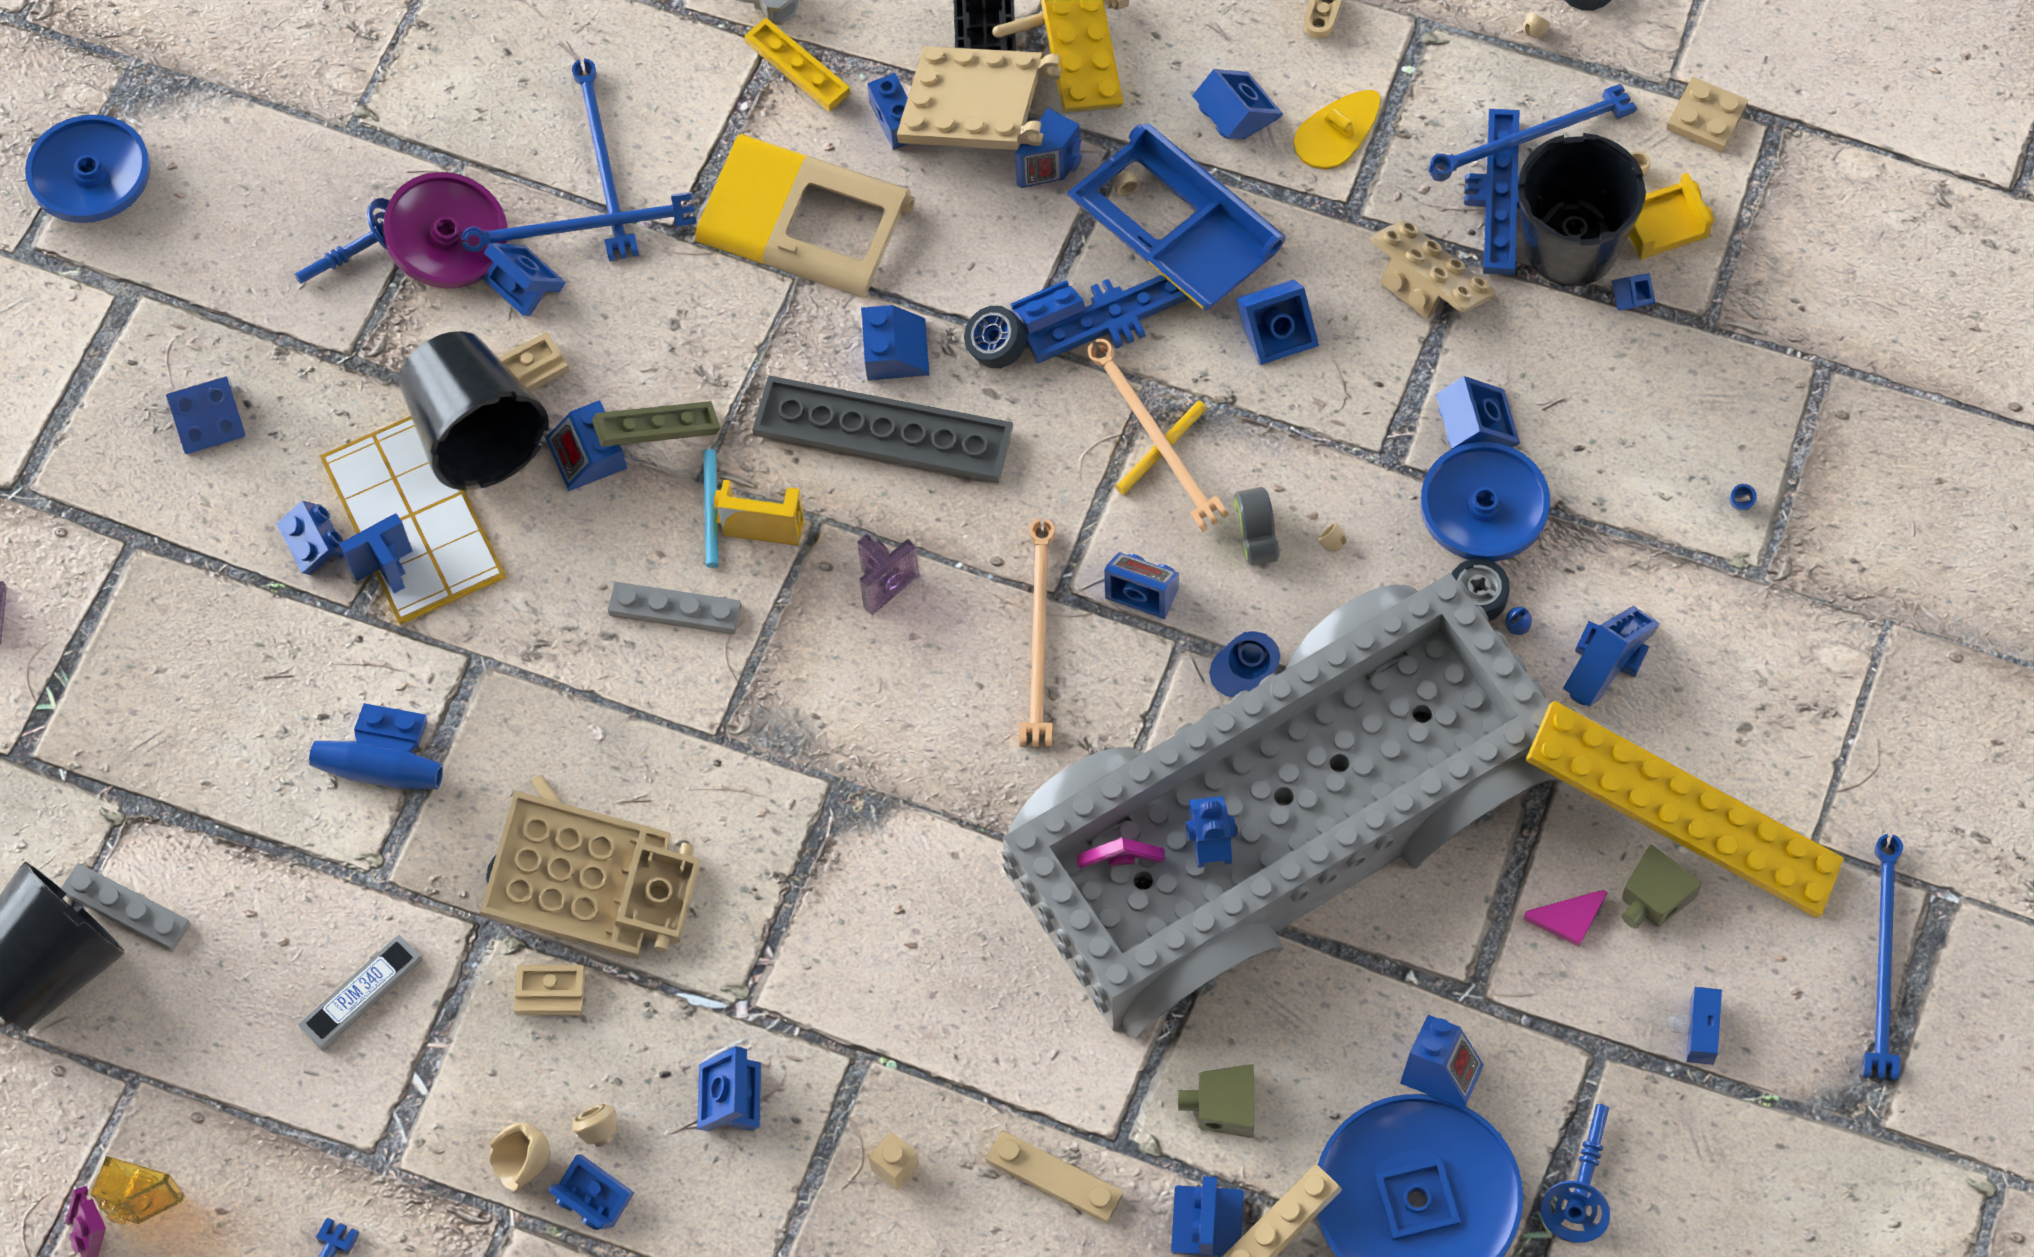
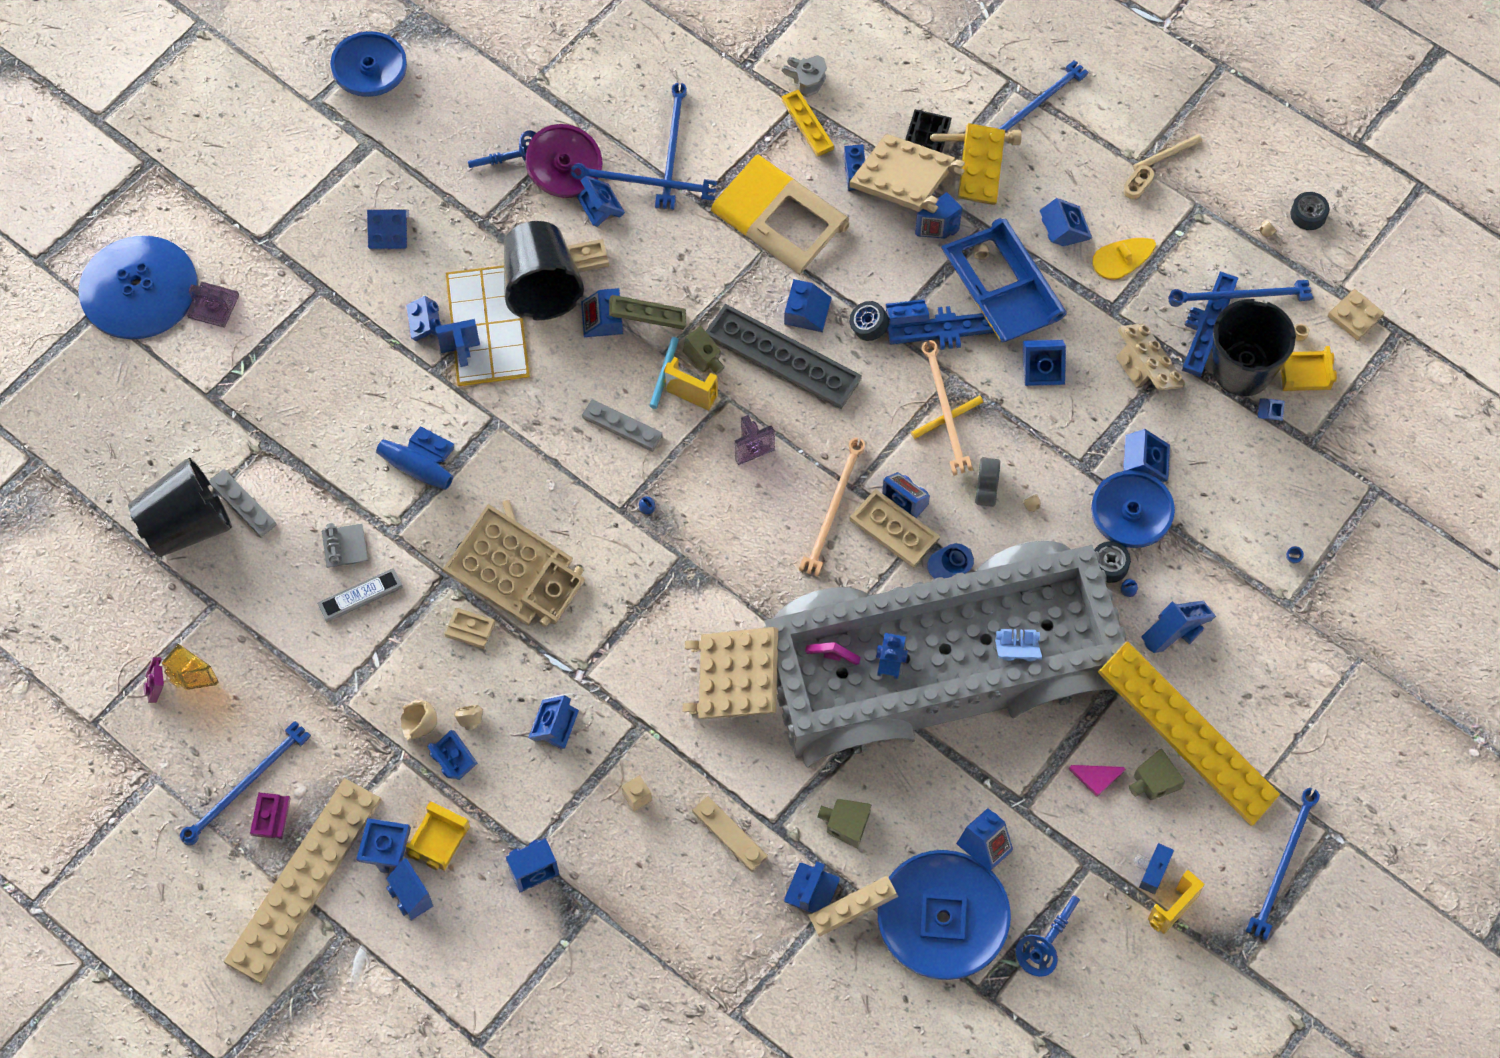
camera: 15 degrees right, 0 degrees up
(308, 923) = (344, 545): none -> light grey hinge
(751, 722) = (643, 507): none -> blue hinge
(760, 457) = (703, 351): none -> olive torso
(985, 931) = (736, 673): none -> tan plate
(1141, 638) = (894, 528): none -> tan plate
(1399, 760) = (1014, 648): none -> light blue hinge
(1763, 1039) = (1190, 888): none -> yellow panel

